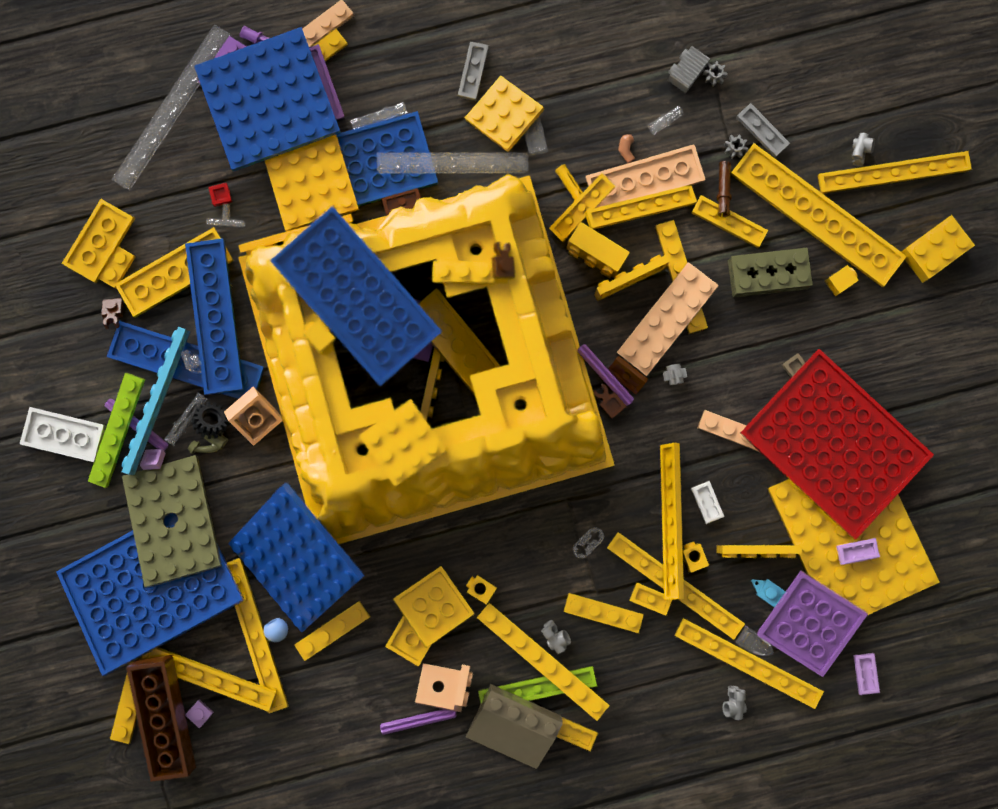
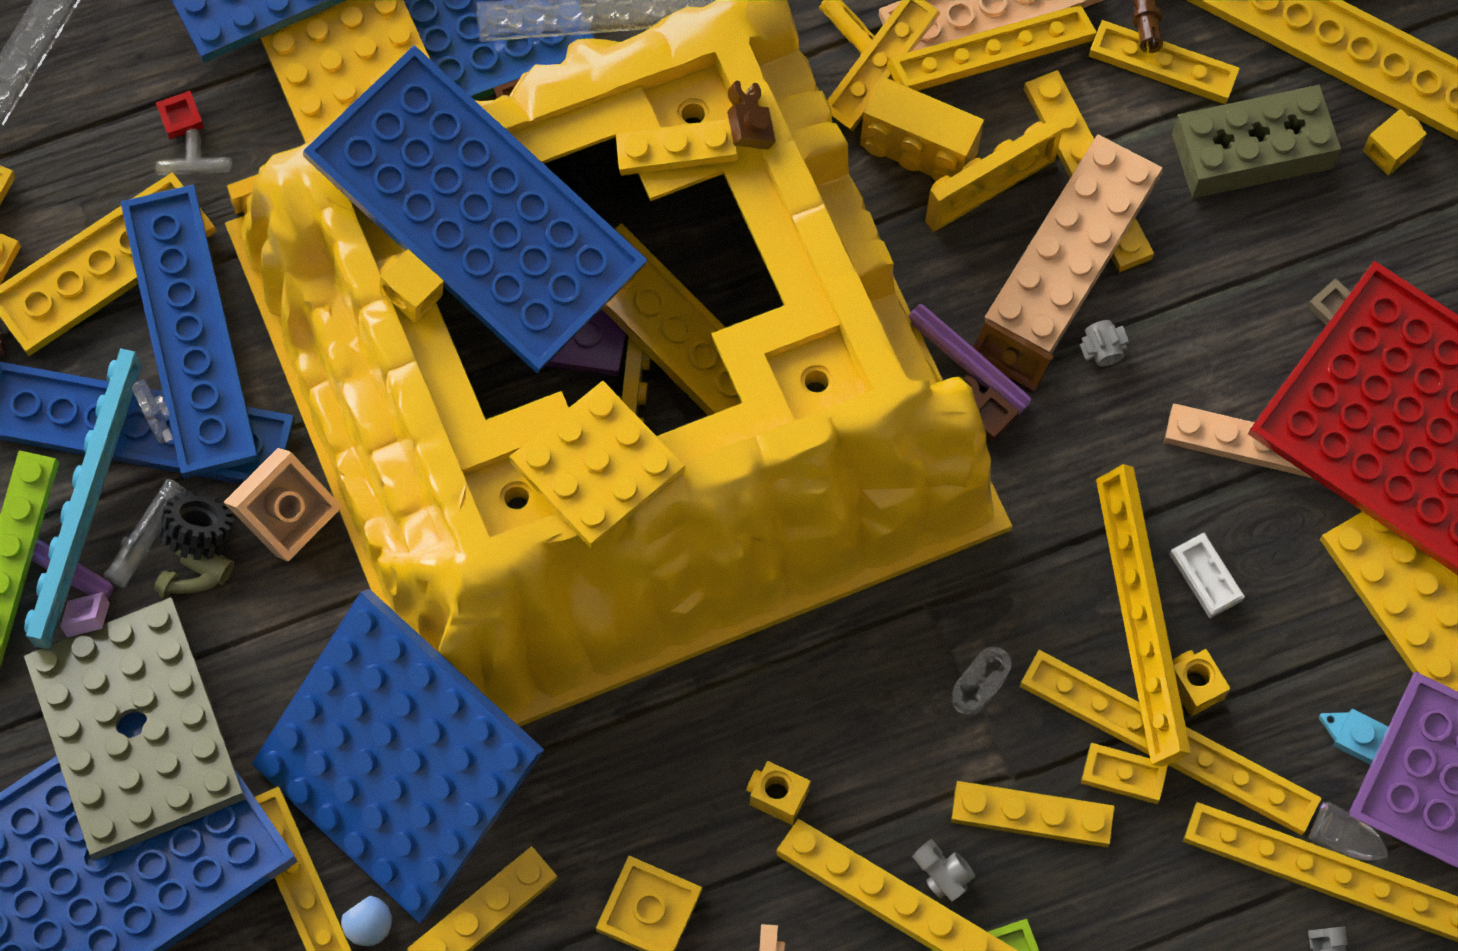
camera: 10 degrees left, 15 degrees down
(433, 606) = (686, 835): yellow plate -> none
(766, 551) = (1323, 646): yellow plate -> none

